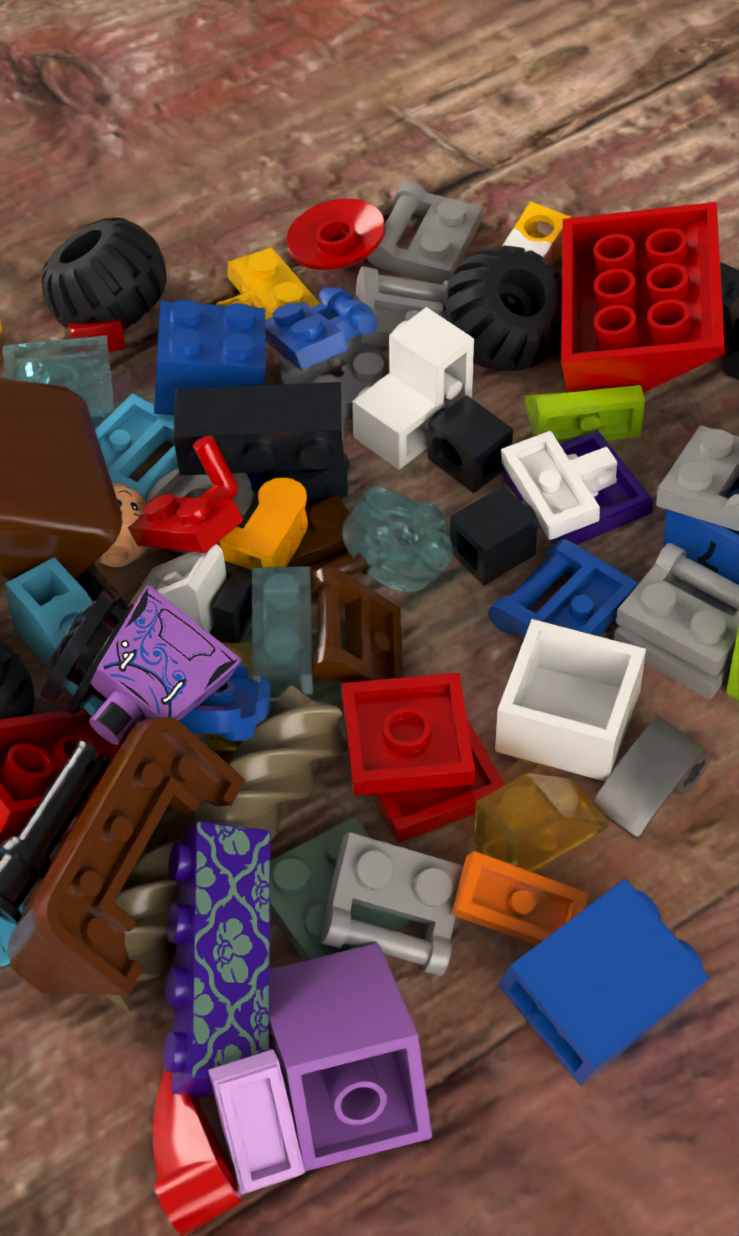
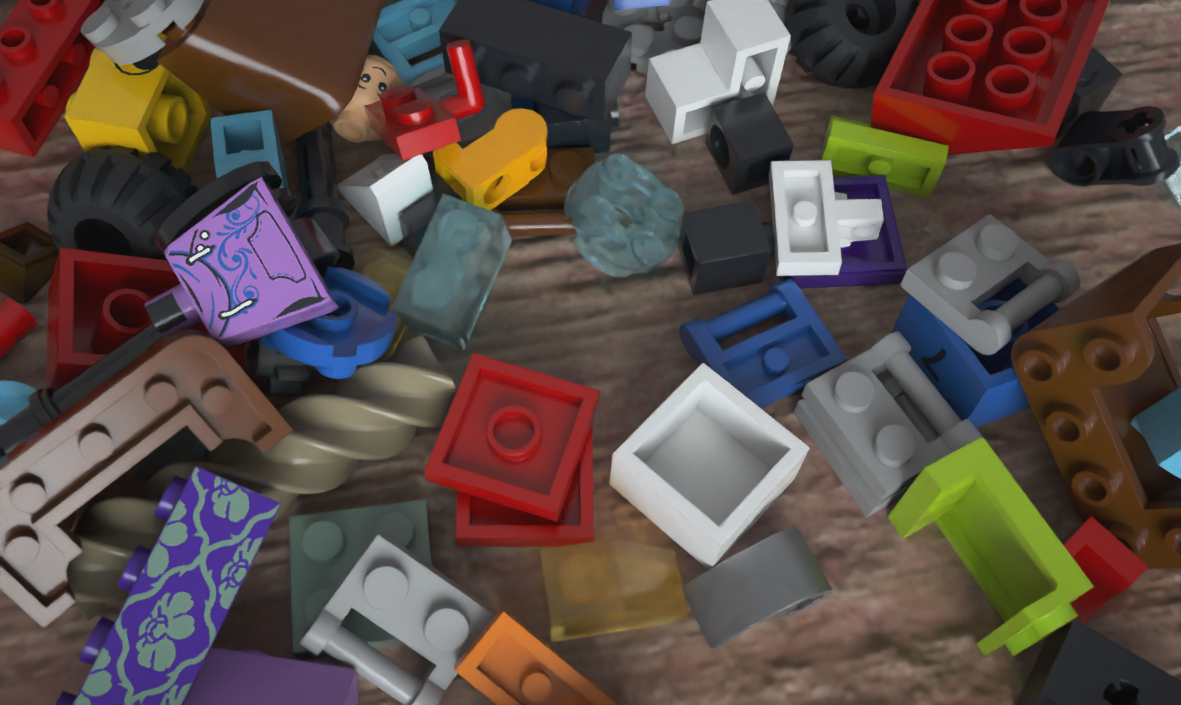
camera: 20 degrees right, 10 degrees up
(370, 630) = (543, 312): reddish brown plate -> none

